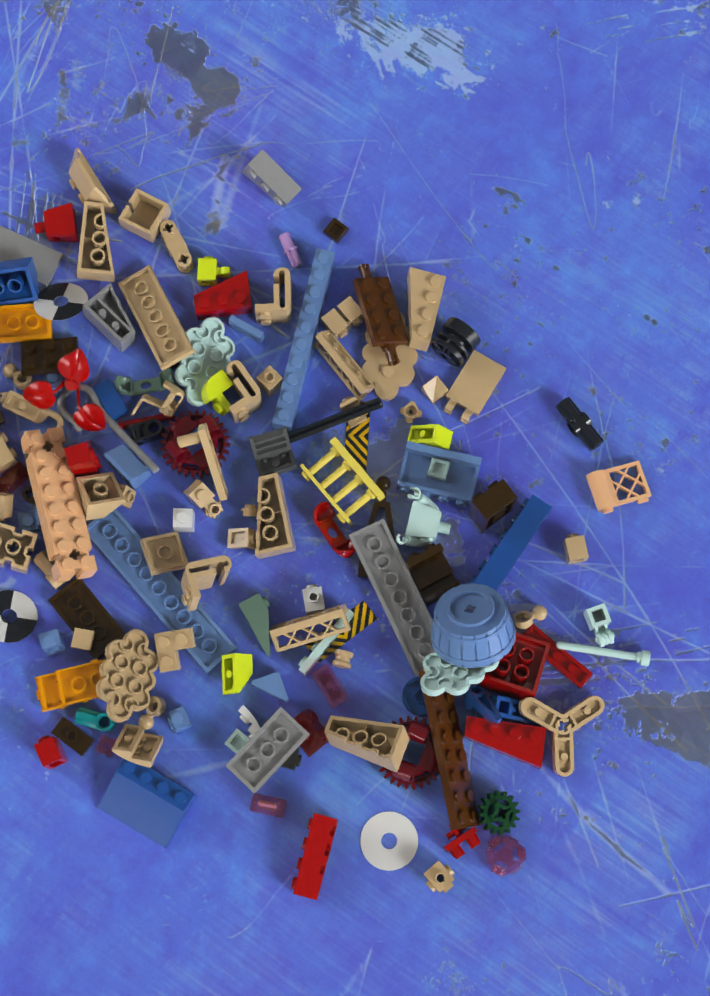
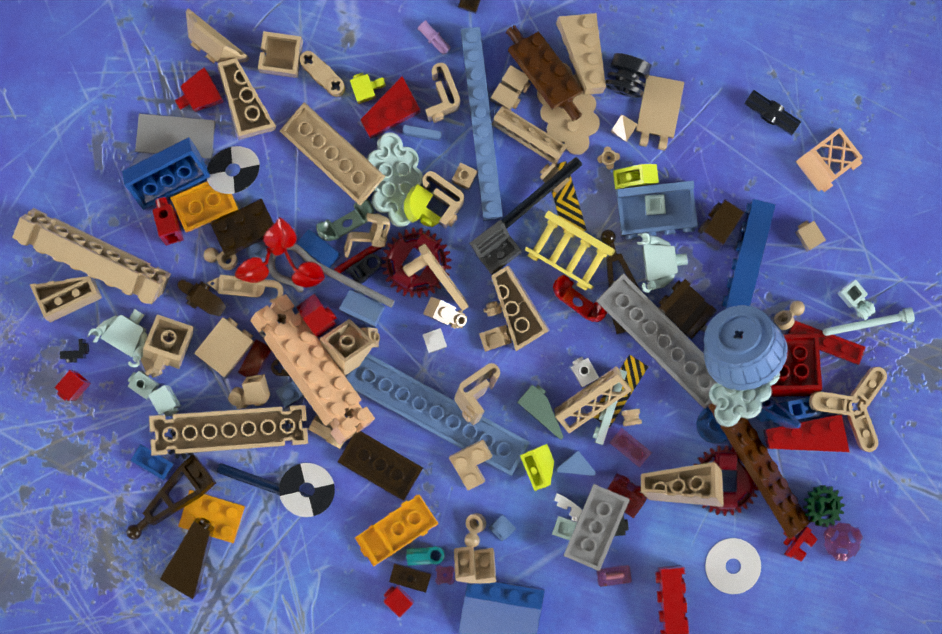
camera: 20 degrees left, 10 degrees up
(52, 642) = (357, 499): medium blue brick -> none
(82, 639) = (385, 487): tan tile -> none
(109, 318) = (288, 170): light grey wedge -> none
(127, 675) = (440, 505): tan plate -> none
(164, 553) = (428, 378): tan tile -> none
(432, 873) = (785, 580): tan brick -> none

